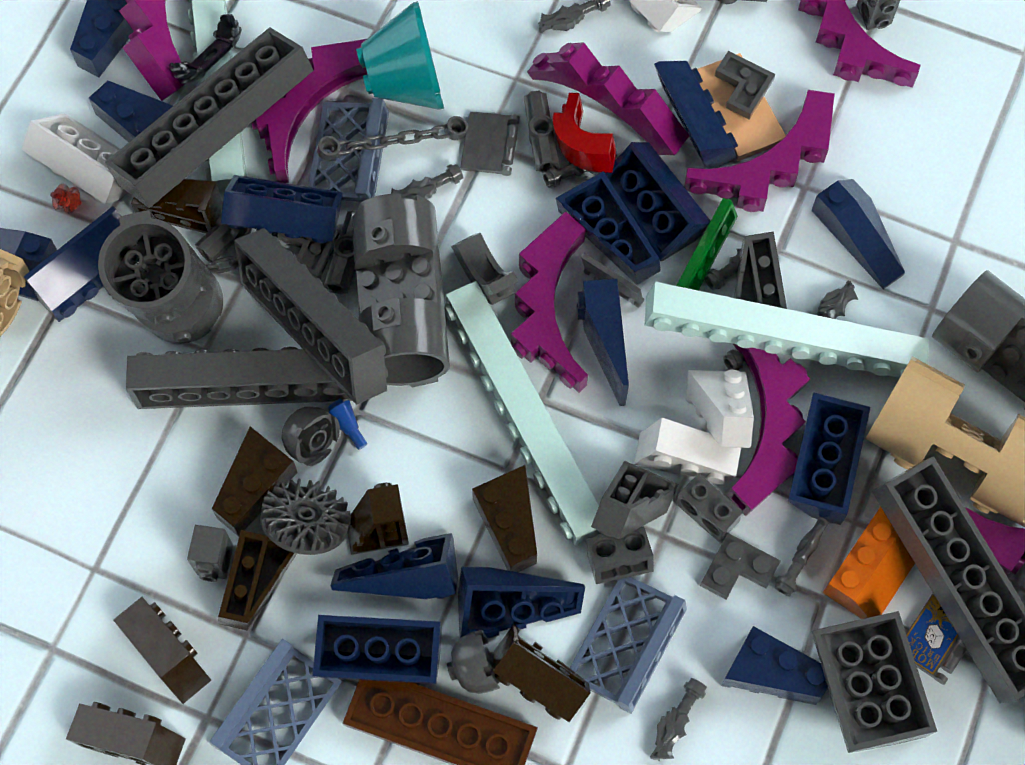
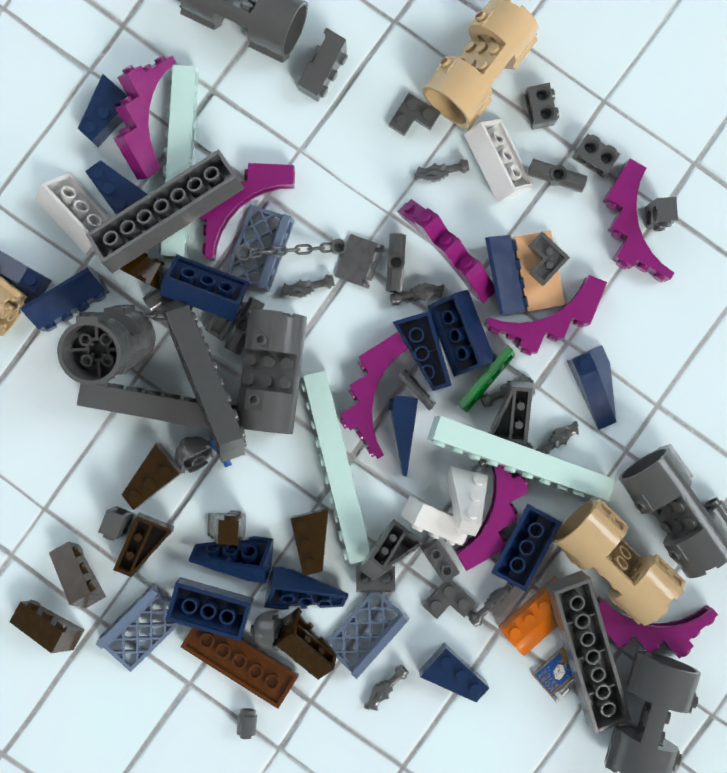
camera: 10 degrees right, 20 degrees up
(66, 198) = (60, 242): clear red wheel -> none
(226, 37) = (162, 166): black piece -> none
(305, 518) = (184, 500): dark grey wheel -> none
(401, 62) = (308, 196): teal cone -> none
(482, 267) = (333, 362): dark grey arch -> none
(583, 149) = (423, 290): red arch -> none
(874, 682) = (511, 700): dark grey slope -> none

